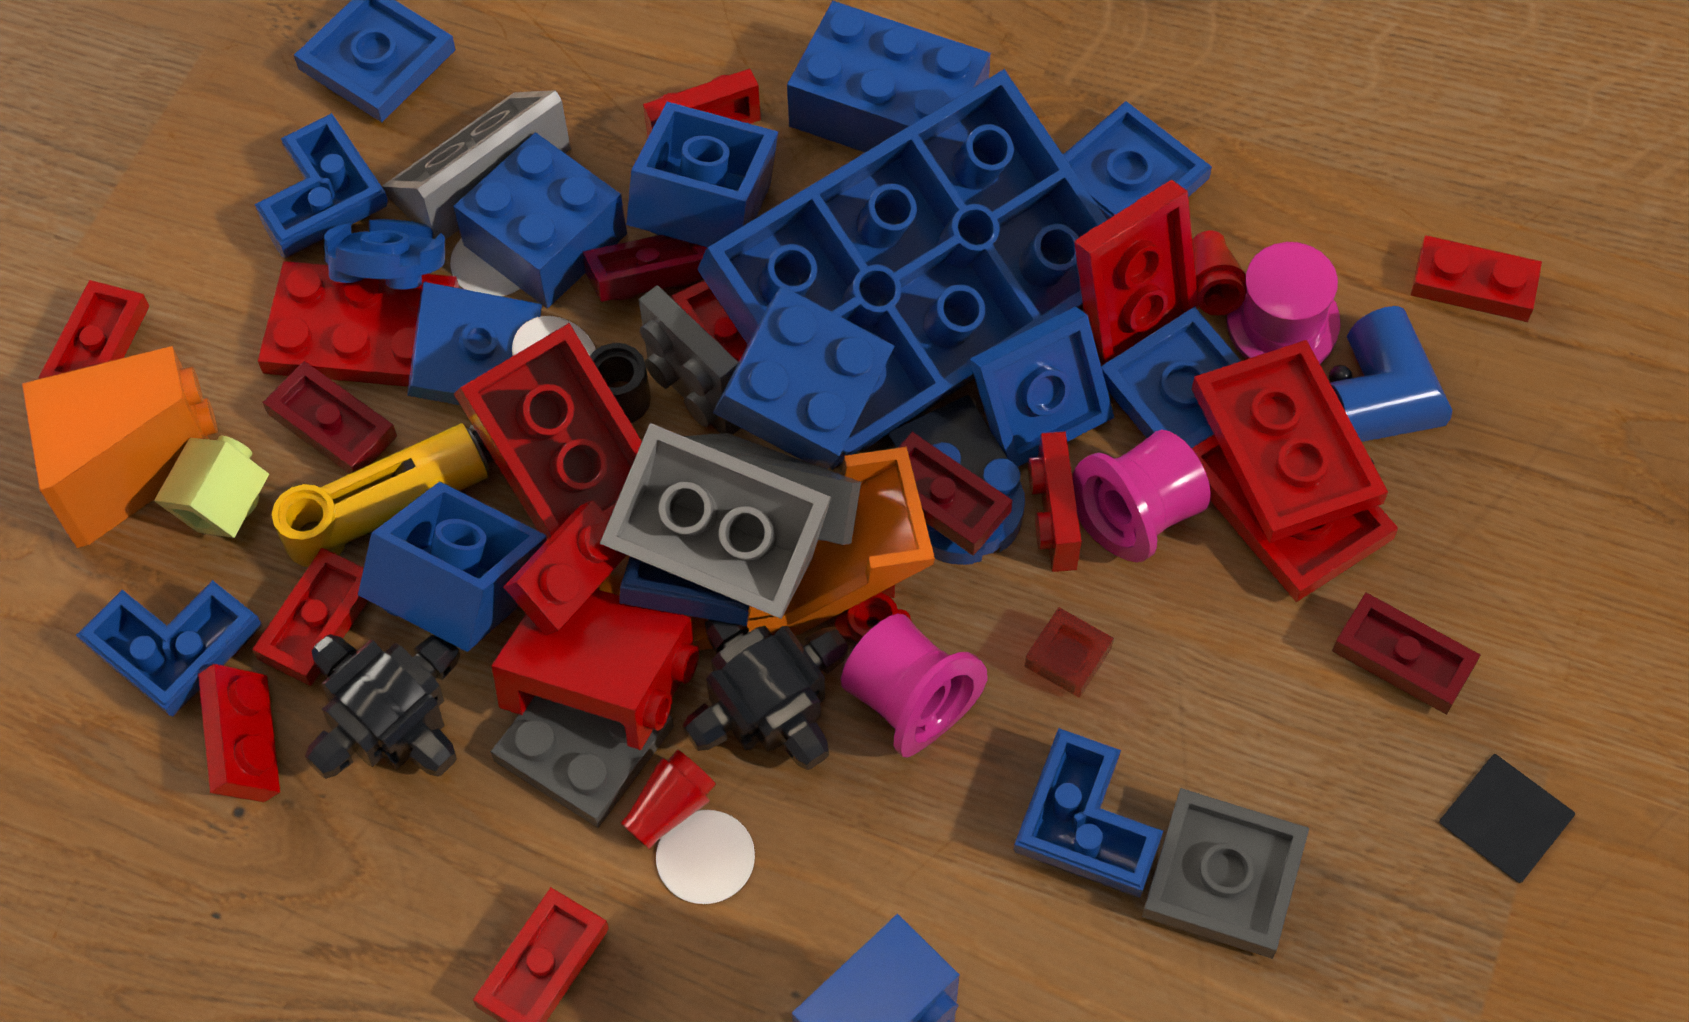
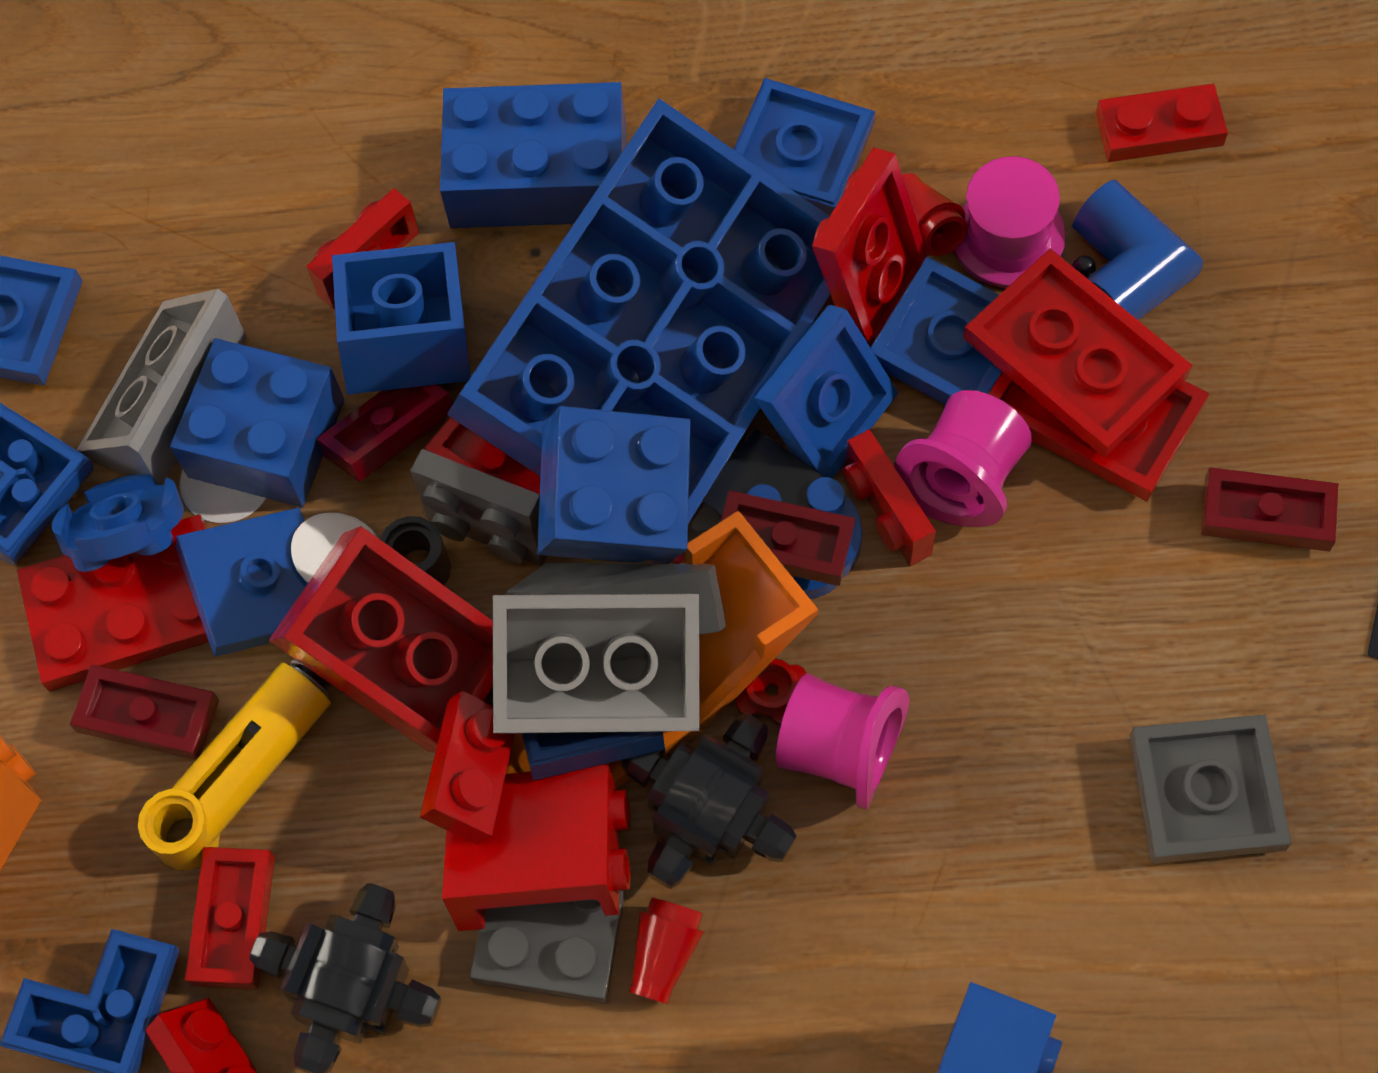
camera: 20 degrees left, 5 degrees up
(213, 486) = (63, 831): yellowish green brick -> none
(447, 565) = (347, 812): blue brick -> none
(706, 857) = (723, 987): white sticker -> none
(1068, 652) = (968, 640): clear red plate -> none
(1071, 829) = (1050, 809): blue brick -> none

